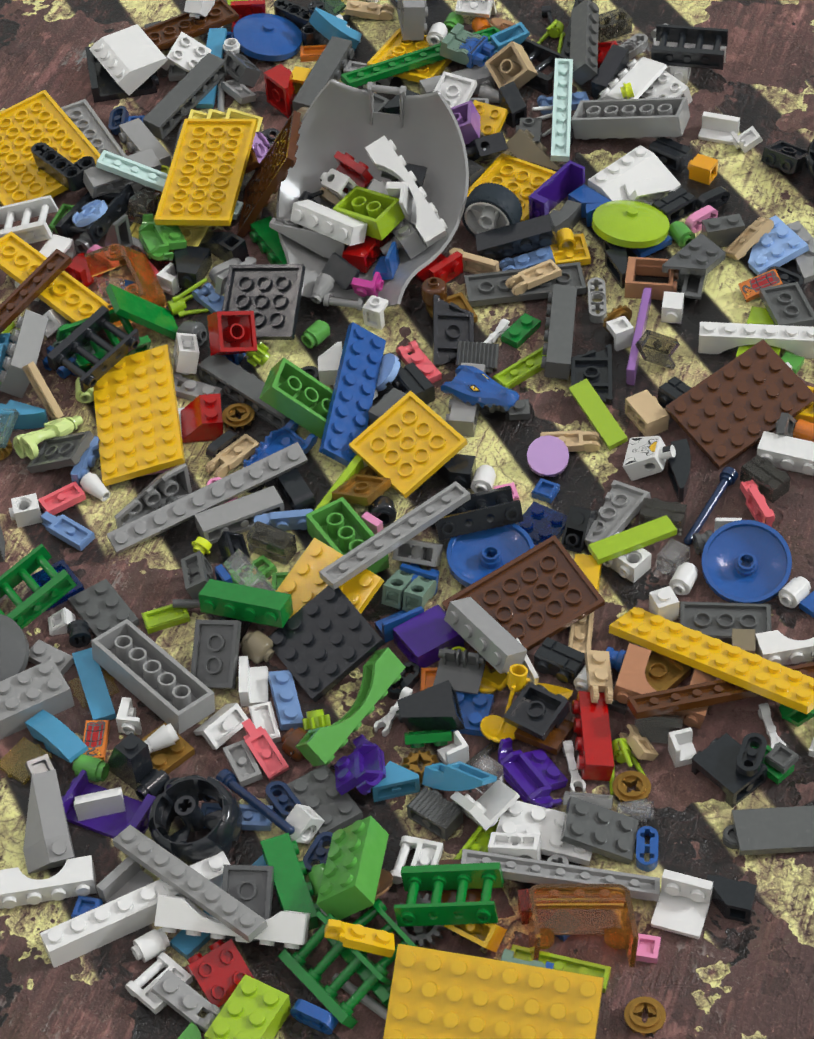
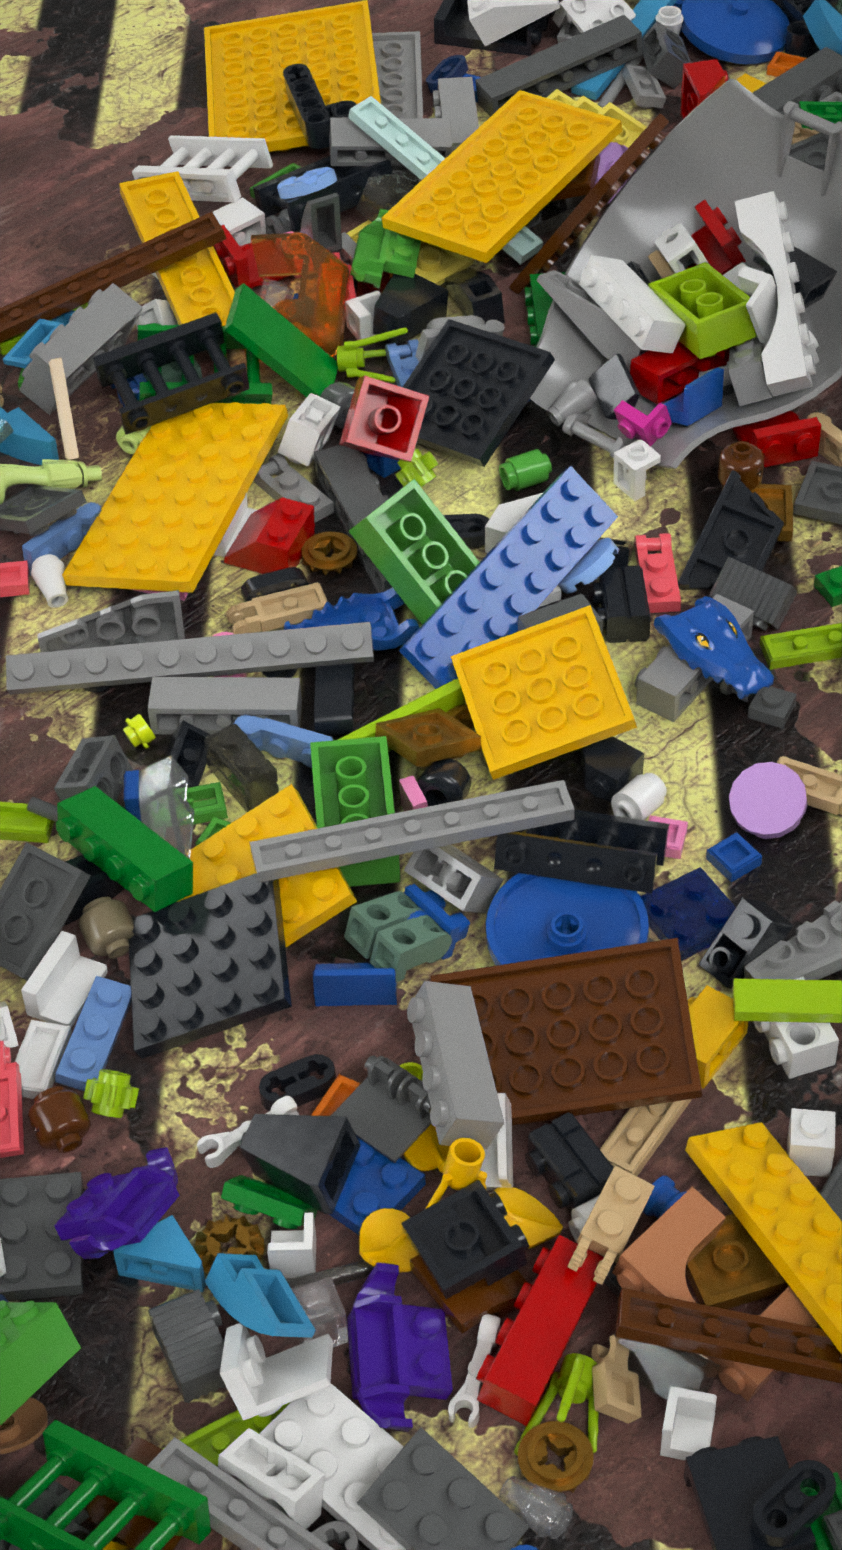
camera: 25 degrees right, 0 degrees up
(307, 195) = (630, 255): black hand -> none
(378, 675) = (251, 1056): bright green arch -> none
(425, 635) = (370, 1022): dark purple brick -> none
(426, 853) = (128, 1415): white plate -> none
(500, 329) = (825, 562): white piece -> none
(599, 799) = (469, 1448): light grey plate -> none

